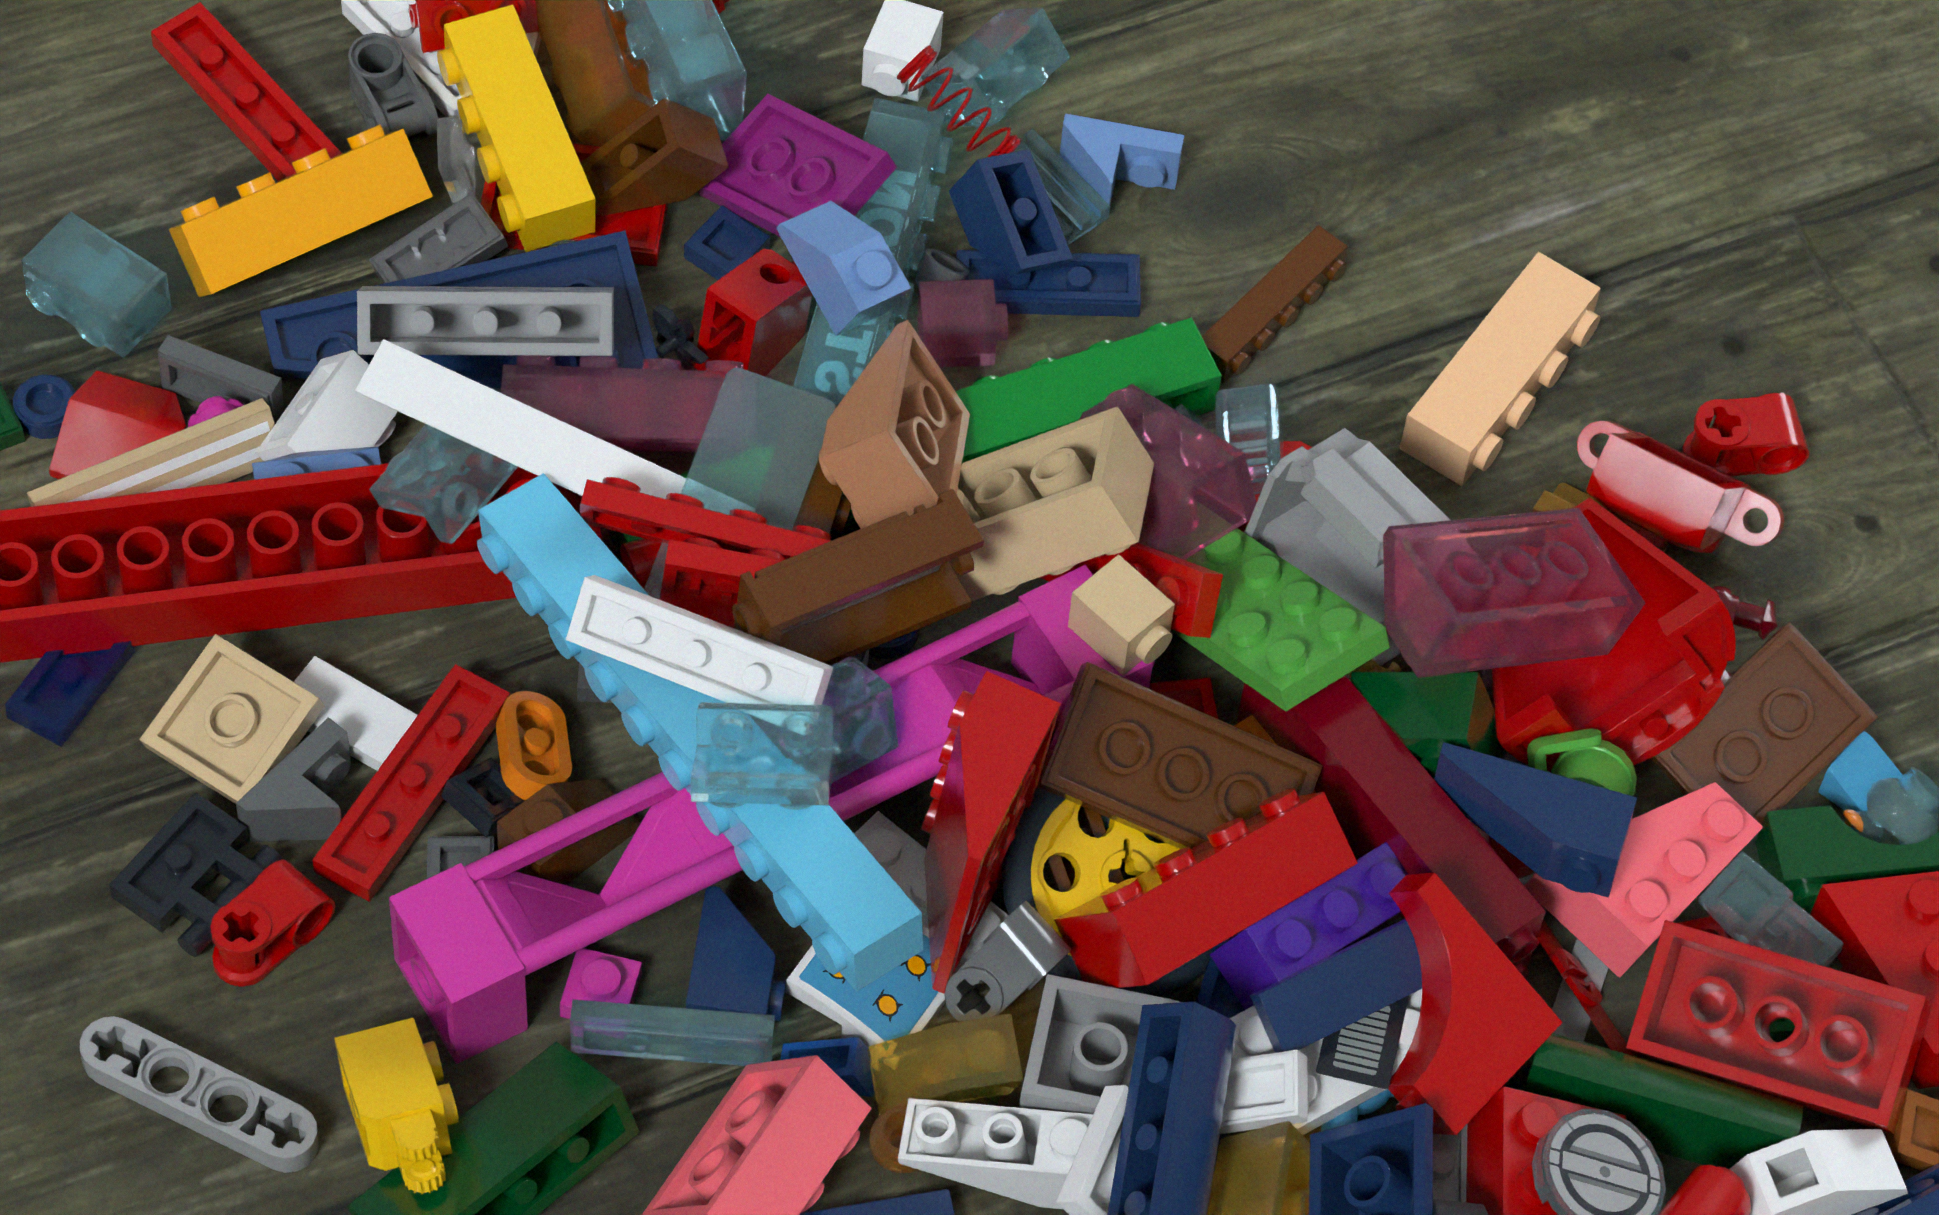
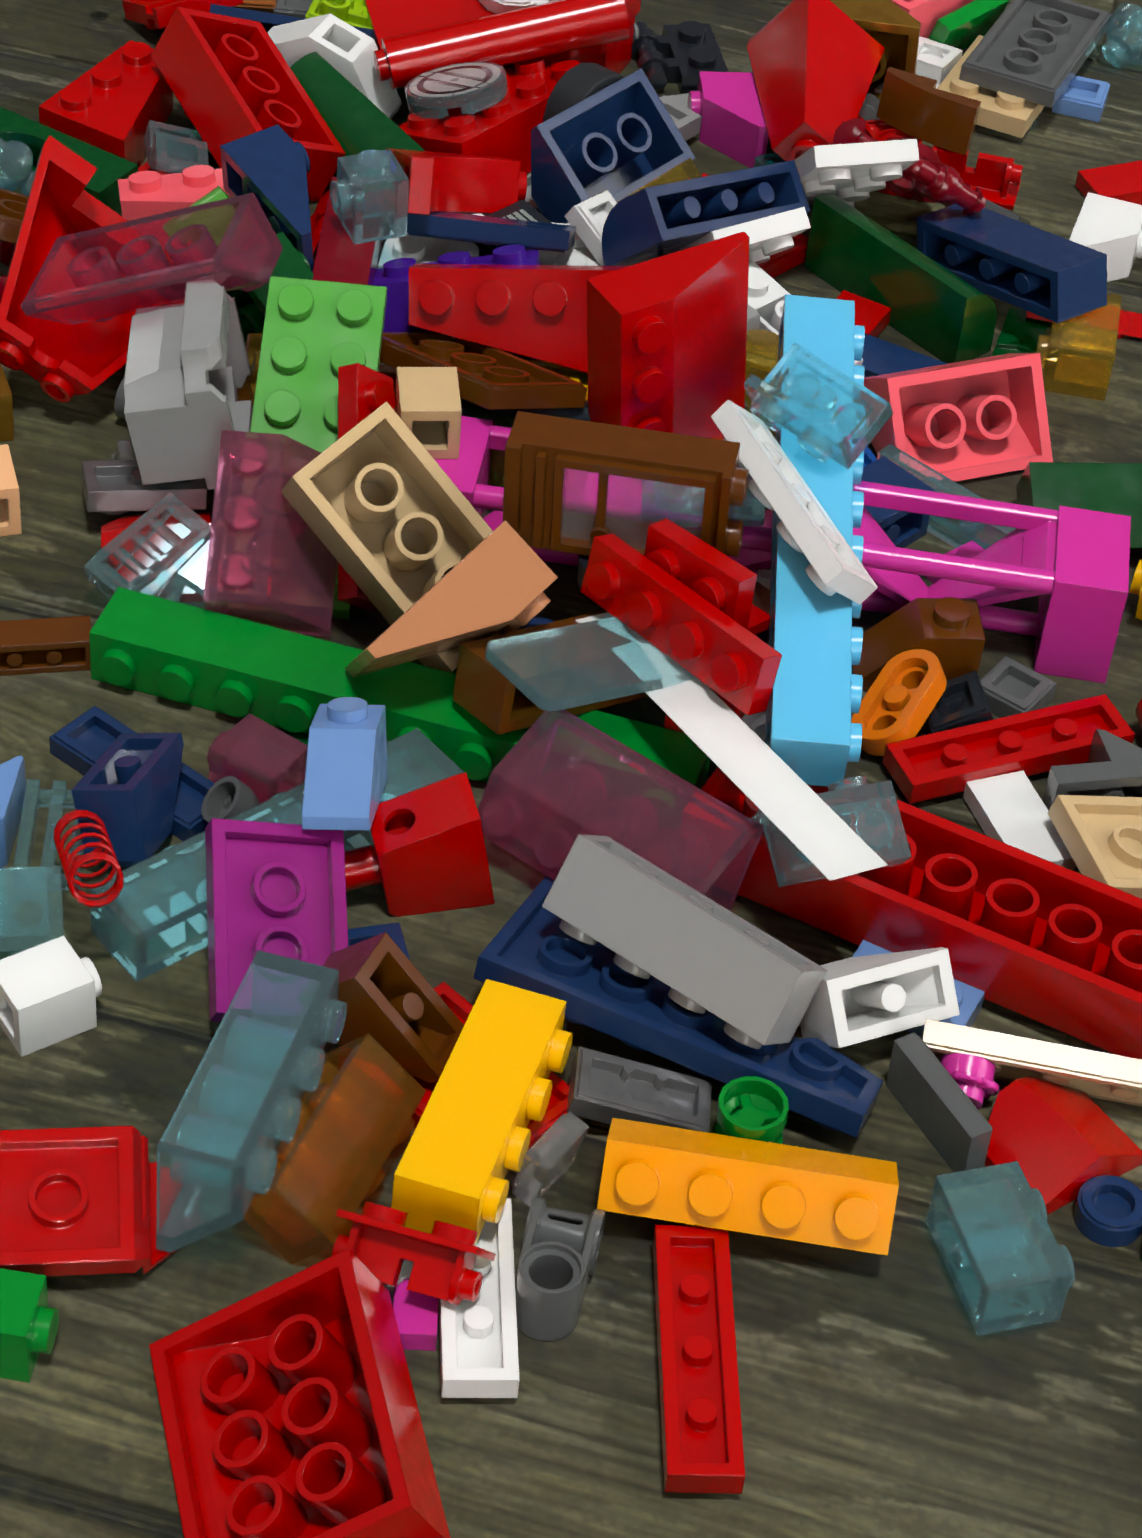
camera: 140 degrees left, 15 degrees down
(340, 265) = (752, 1110): none -> green wheel
(678, 336) = (503, 889): black plant -> none
(1448, 841) = (371, 196): none -> clear light blue brick

